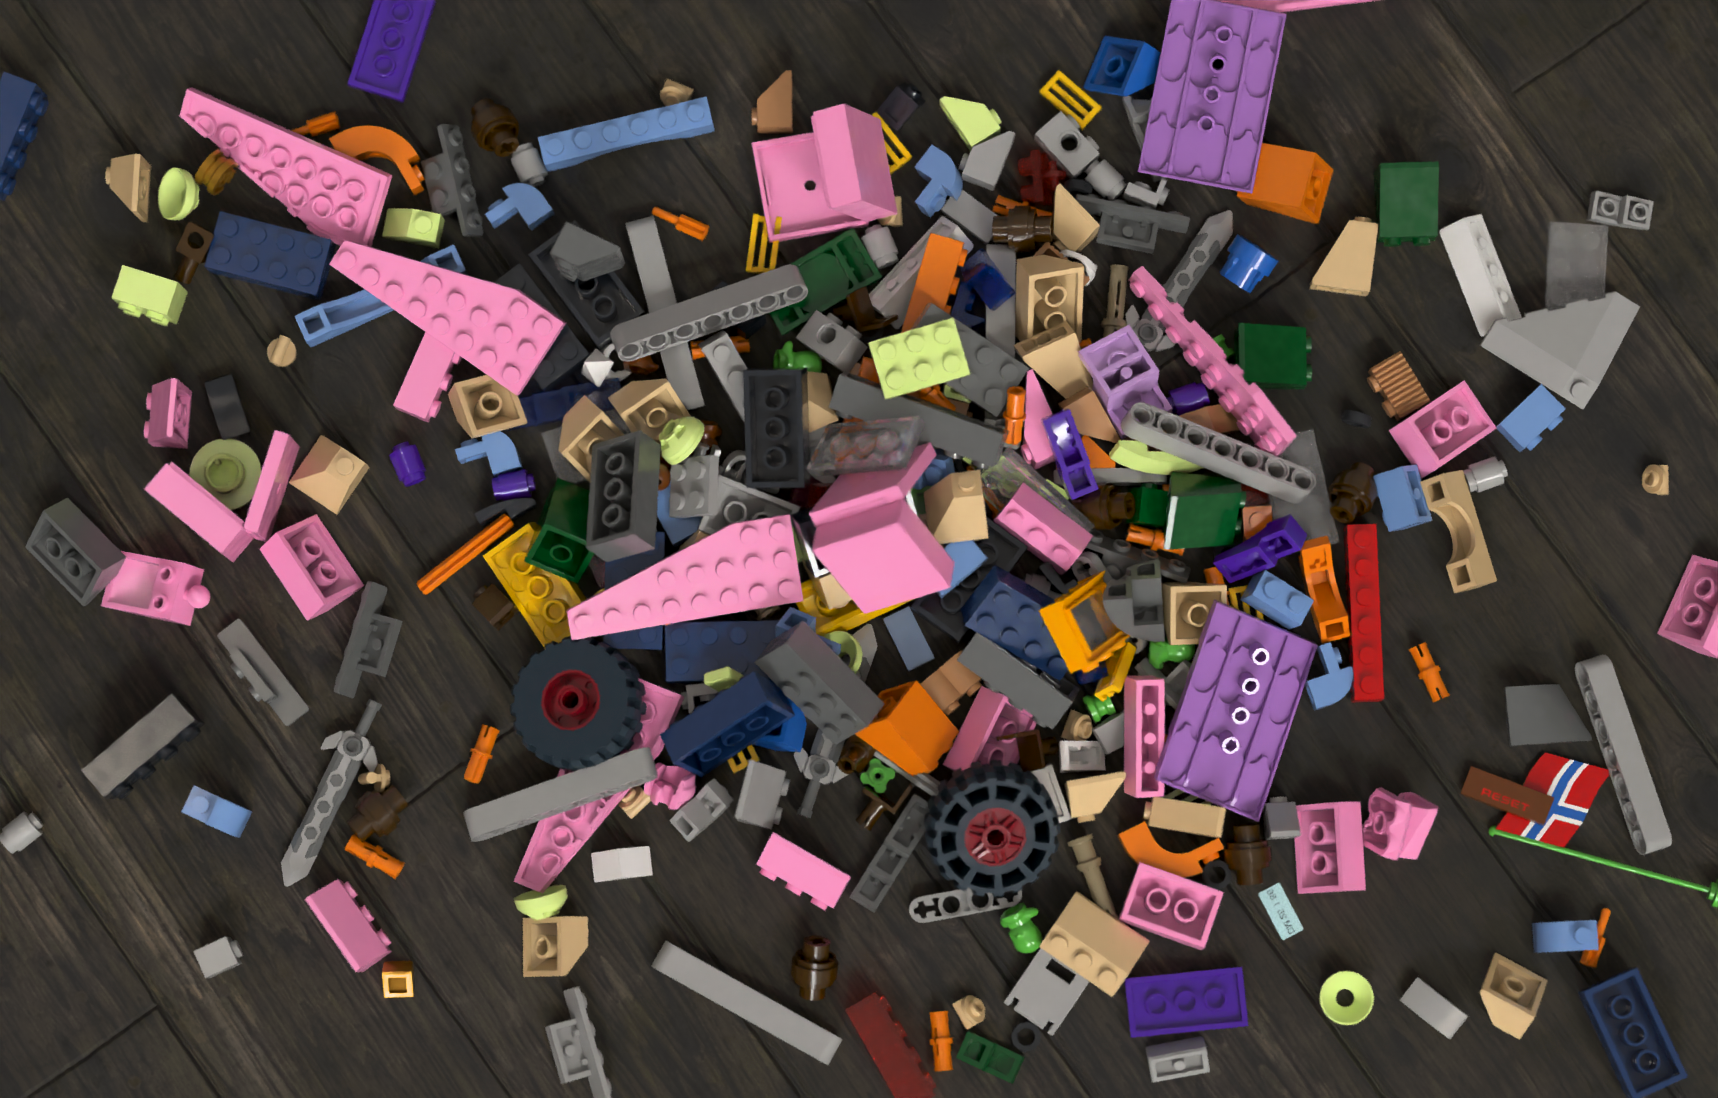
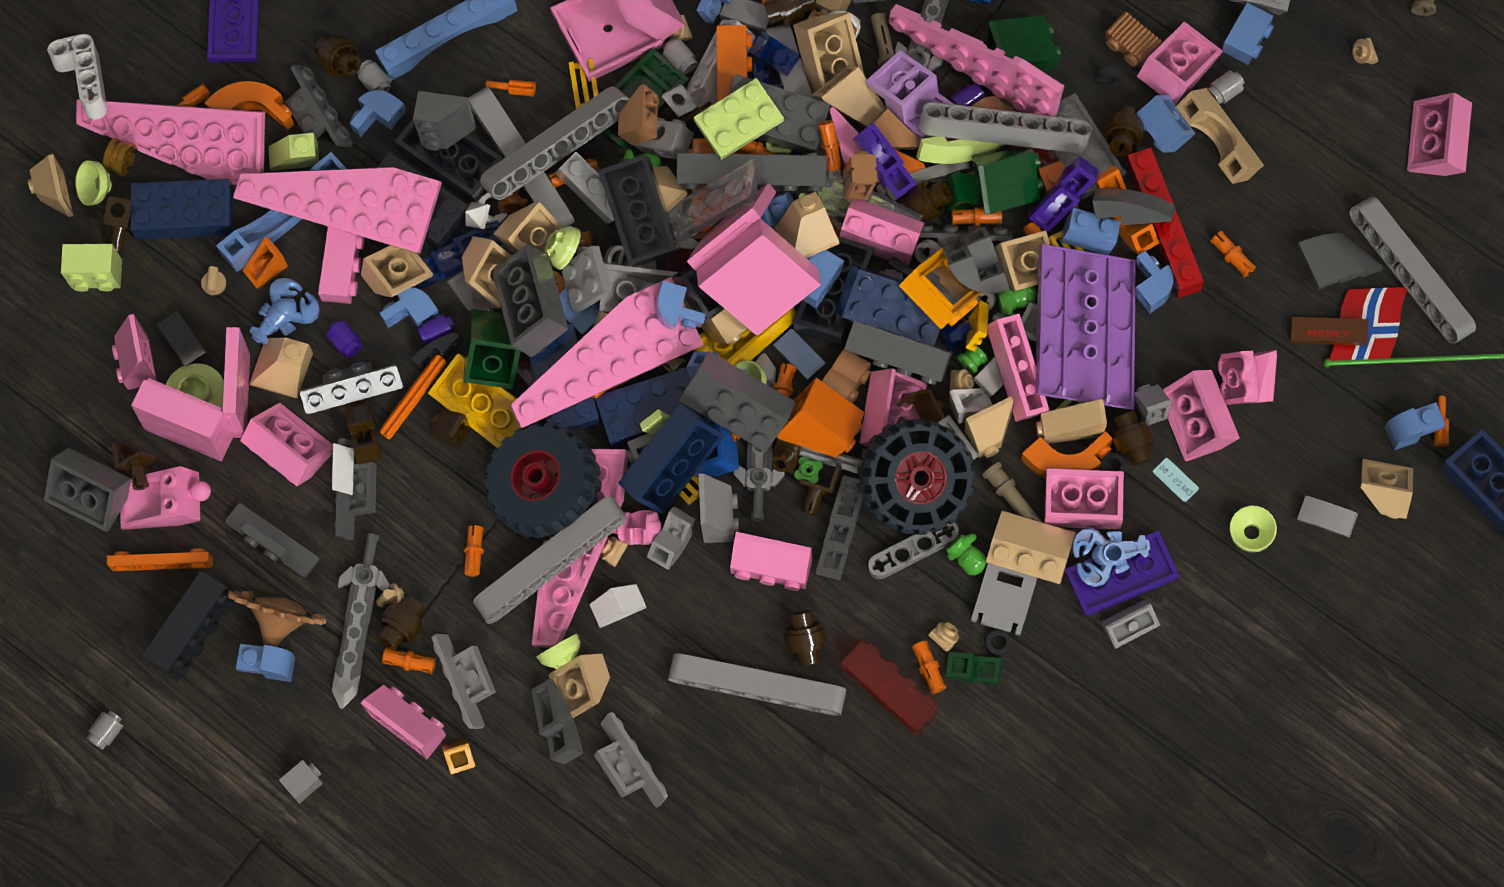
camera: 15 degrees left, 10 degrees down
(93, 646) = (125, 562): none -> orange plate
(135, 541) = (133, 464): none -> dark brown bracket
(204, 43) = (81, 55): none -> white beam
(242, 762) = (276, 615): none -> medium nougat piece
(344, 348) = (264, 263): none -> orange slope
(350, 410) = (284, 310): none -> medium blue animal
(363, 618) = (342, 469): none -> white sticker
(399, 521) = (350, 385): none -> bracket
(399, 573) = (363, 431): none -> dark brown slope
(431, 896) = (467, 678): none -> light grey bracket
(514, 978) = (556, 722): none -> dark grey slope
(776, 553) = (670, 310): none -> medium blue brick
(811, 310) = (639, 117): none -> medium nougat slope
(875, 308) = (690, 102): none -> light grey bracket
(879, 671) = (785, 380): none -> orange pin
(1034, 468) = (860, 176): none -> medium nougat brick
(1175, 979) = (1106, 553): none -> medium blue animal
(1331, 591) = (1131, 206): none -> dark grey slope

